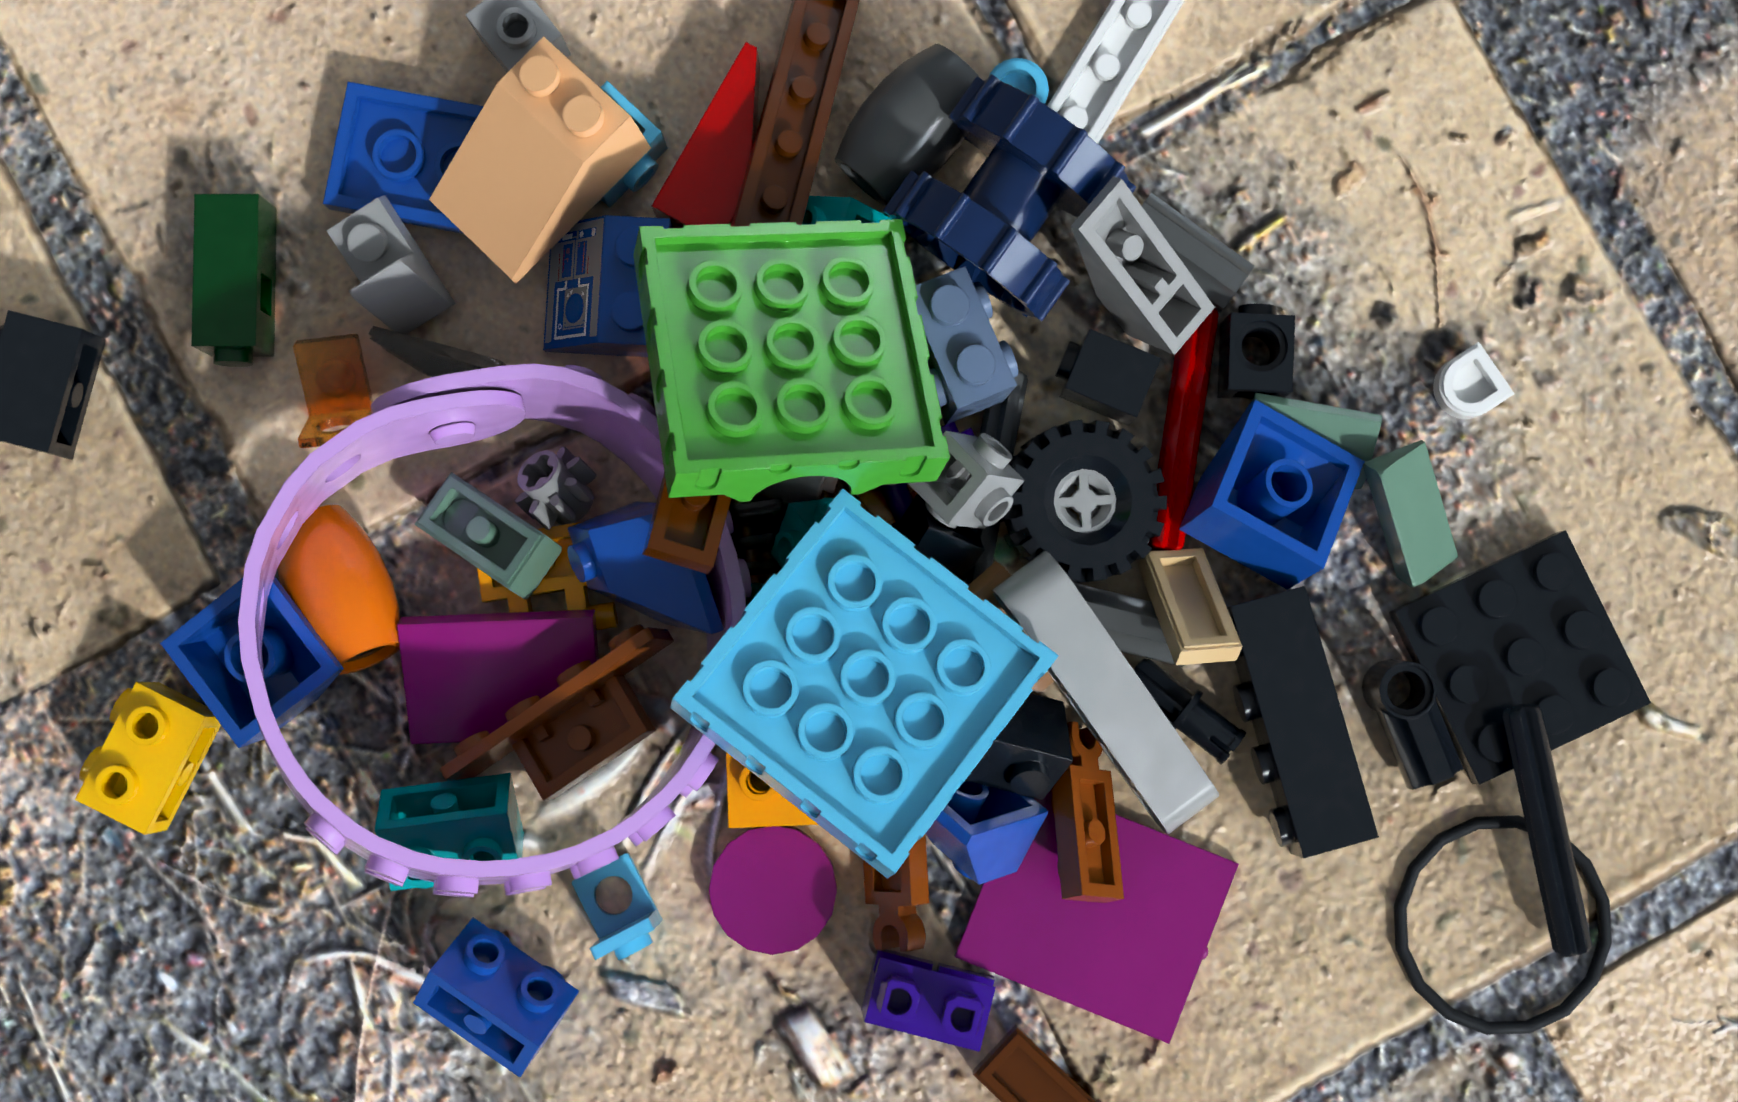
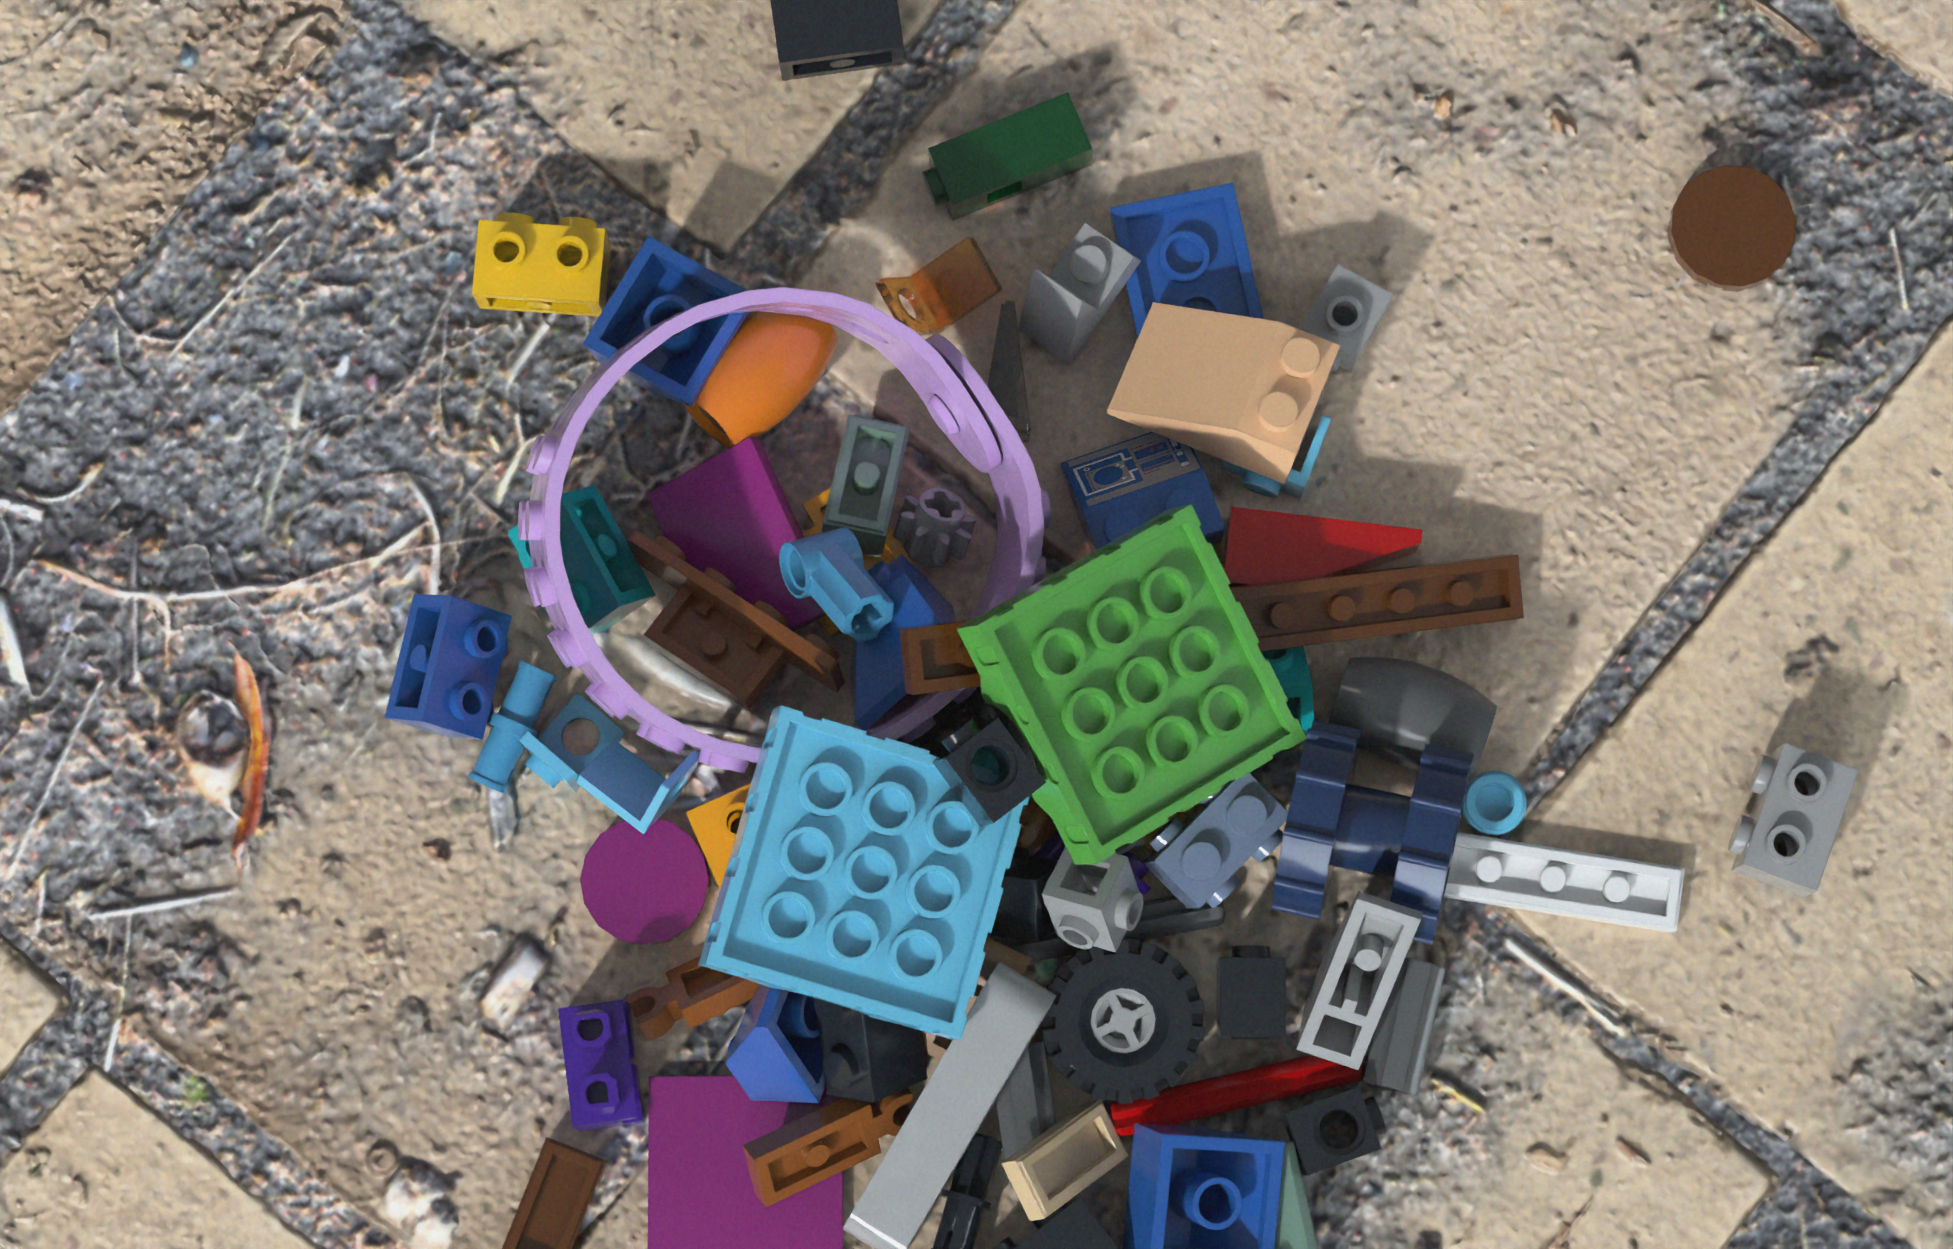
camera: 70 degrees right, 5 degrees down
(559, 597) = (833, 573): none -> dark azure piece
(571, 951) = (514, 718): none -> dark azure pin
(680, 866) = (632, 786): none -> medium azure bracket
(838, 503) = (1016, 774): none -> black brick

